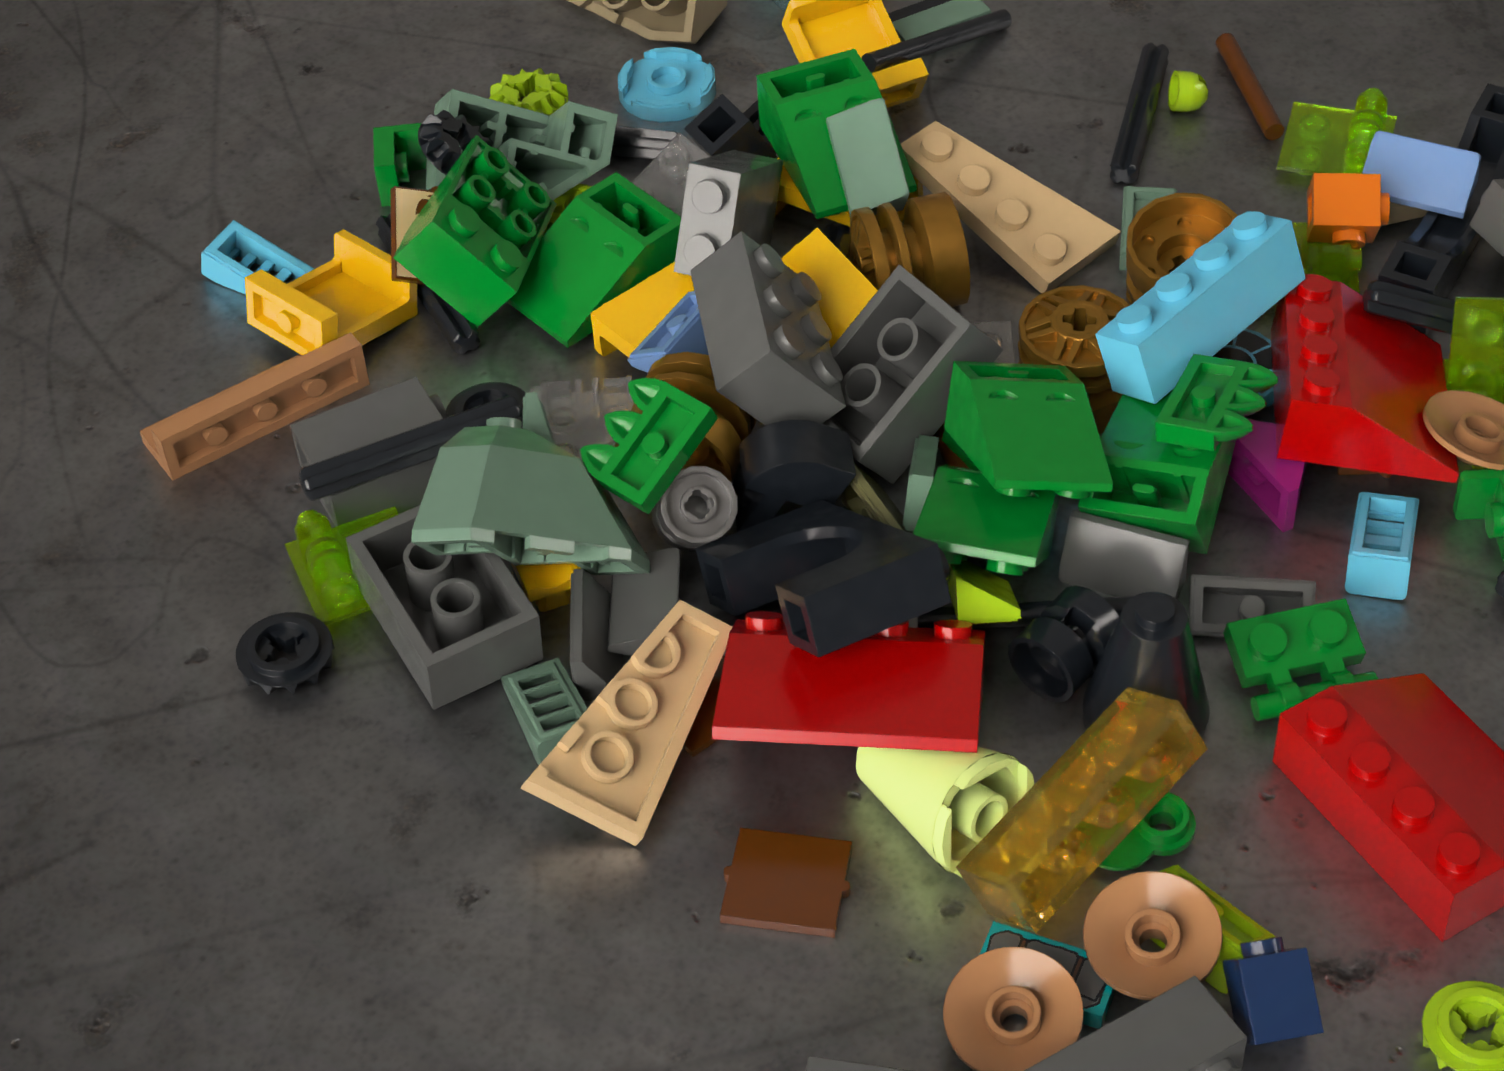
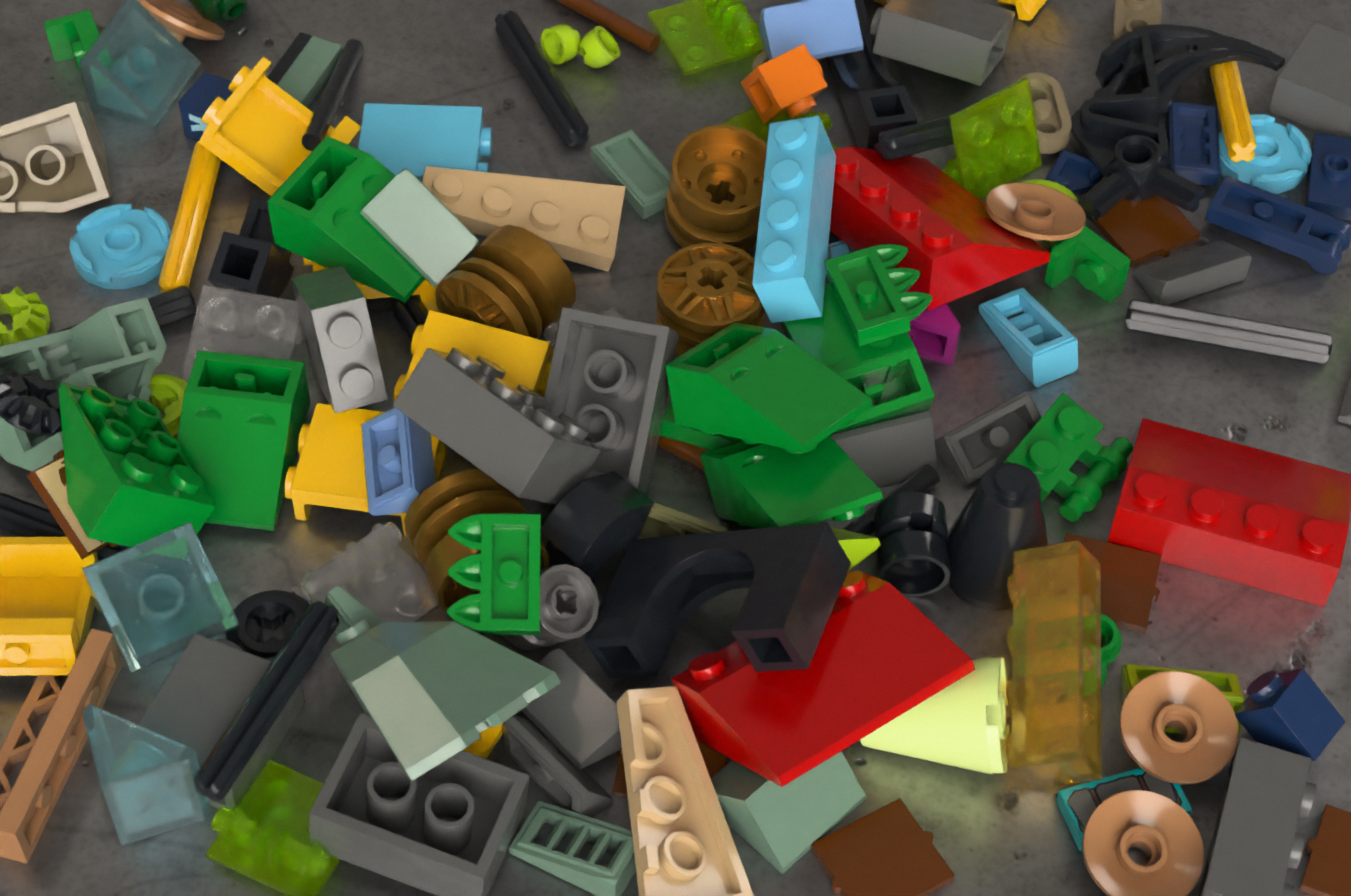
camera: 45 degrees left, 5 degrees up
(268, 450) = (143, 777): none -> clear light blue slope
(425, 335) = (159, 597): none -> clear light blue slope
(736, 87) = (190, 219): none -> yellow axle
(754, 785) = (787, 818): none -> sand green slope
(920, 478) = (696, 479): sand green tile -> none
(972, 106) = (425, 136): none -> medium azure brick
(1215, 109) = (598, 48): none -> lime hinge
(1239, 791) = (1125, 581): none -> reddish brown piece

